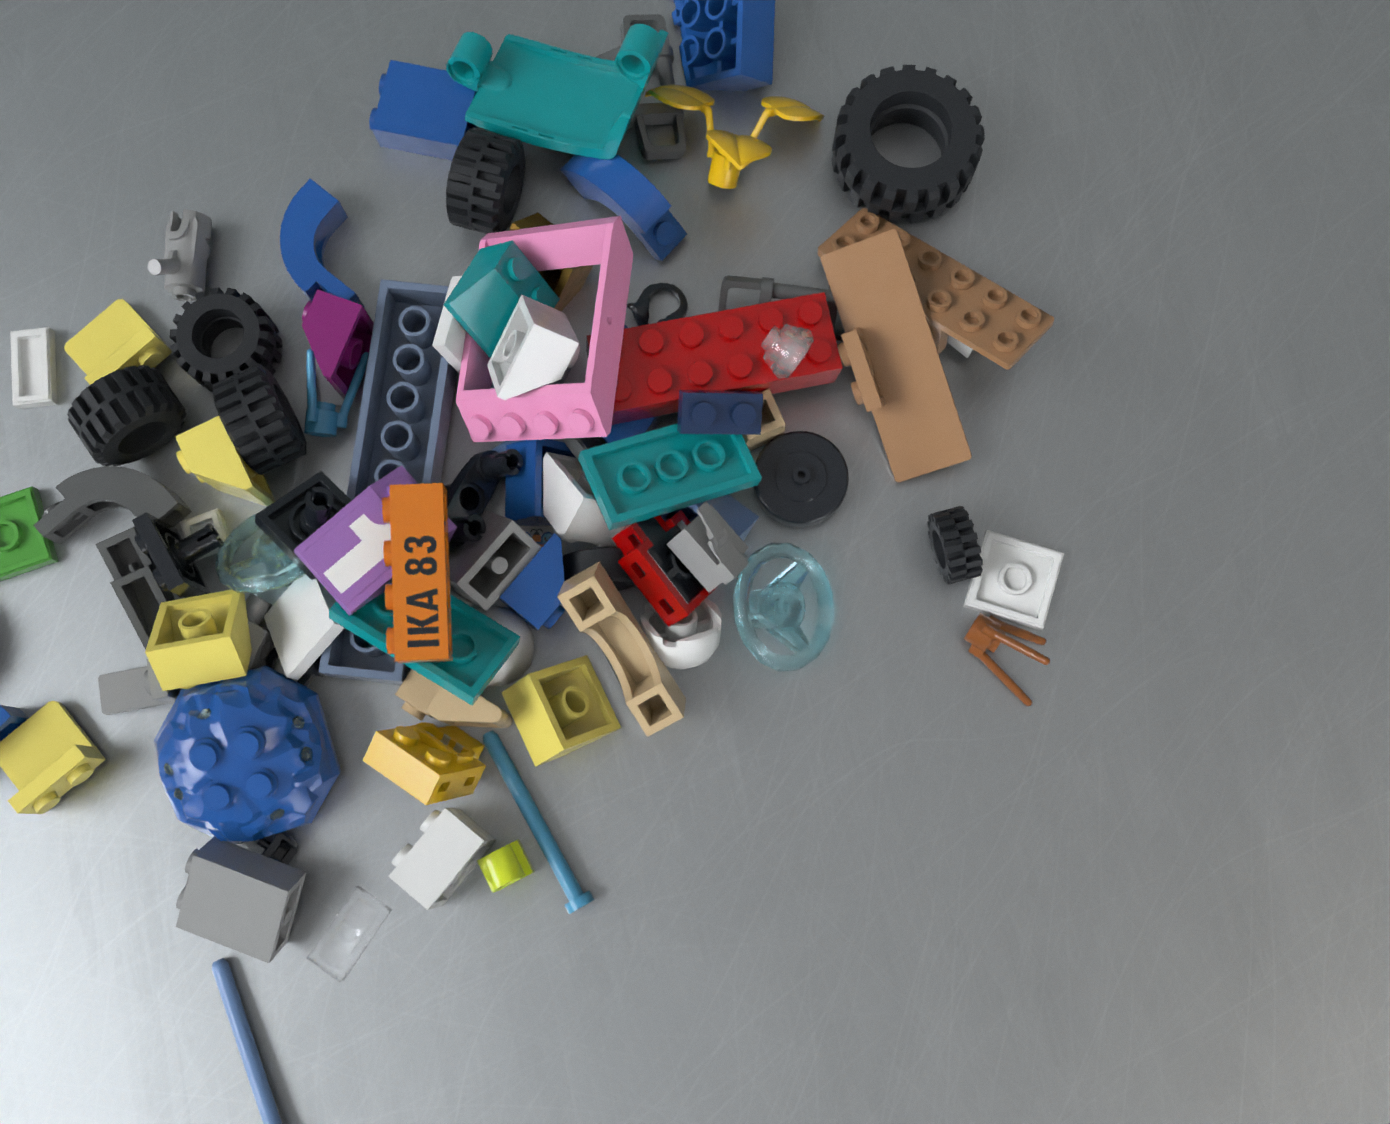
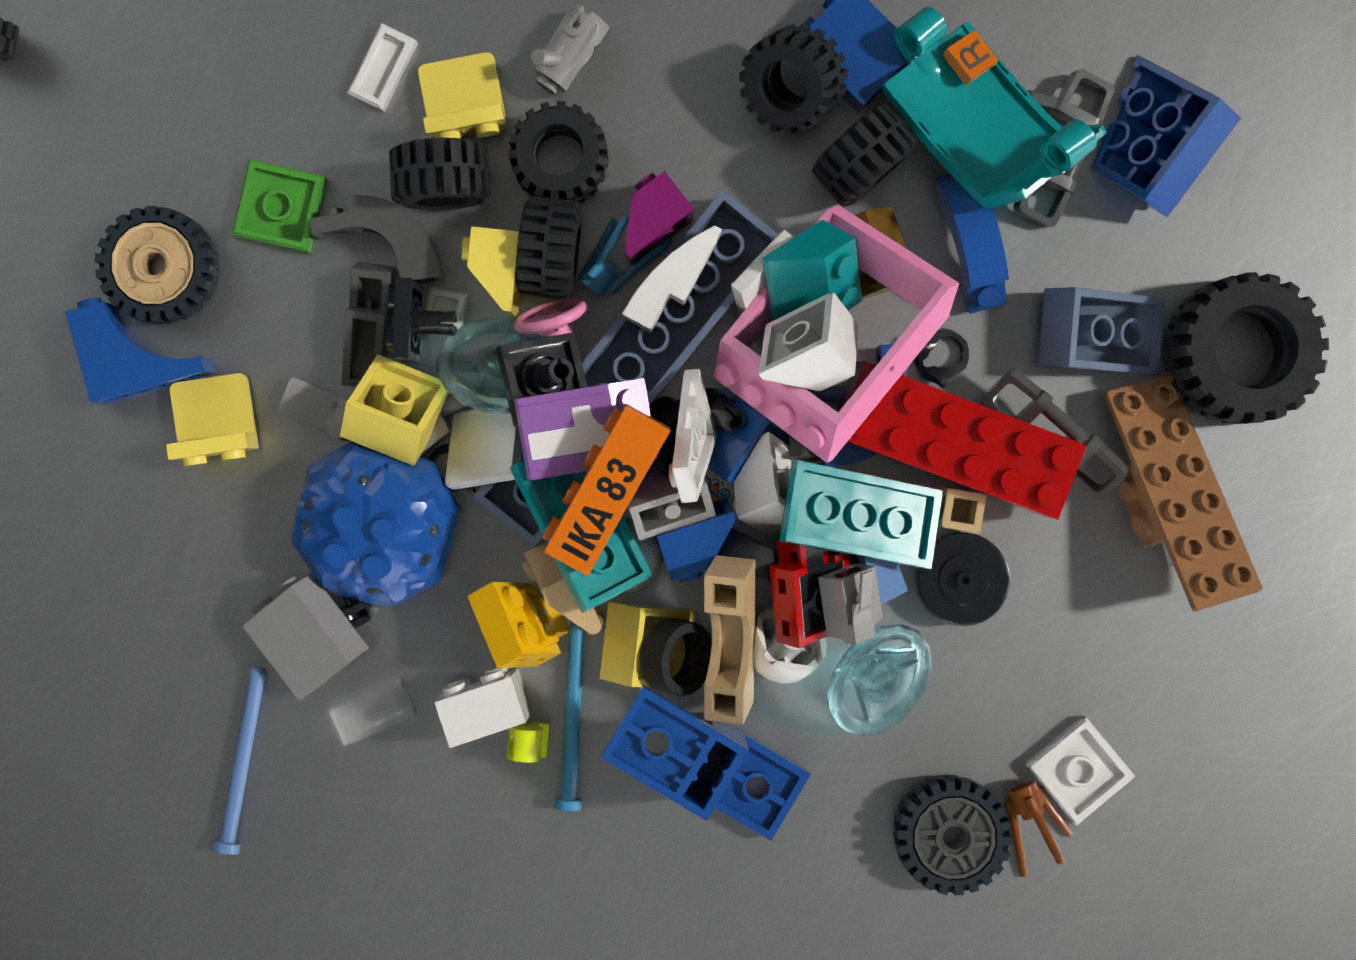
camera: 30 degrees right, 10 degrees up
(300, 474) = (551, 317): none -> bright pink piece
(303, 238) = (681, 94): blue arch -> none
(364, 175) = (768, 92): none -> black tyre
(379, 374) = (671, 279): none -> white slope
(479, 492) = (693, 440): none -> white wing
(525, 56) = (970, 57): none -> orange tile
(571, 712) = (656, 655): none -> black tyre
(671, 775) = (705, 764): none -> blue bracket
(719, 412) = (932, 495): dark blue plate -> none
(731, 151) = (1087, 266): yellow plant -> none
(779, 206) = (1101, 331): none -> sand blue slope
(786, 348) = (1022, 483): clear cone -> none
(894, 356) = (1109, 531): medium nougat bracket -> none
(954, 545) = (1051, 717): black tyre -> none
(971, 697) = (960, 863): none -> wheel

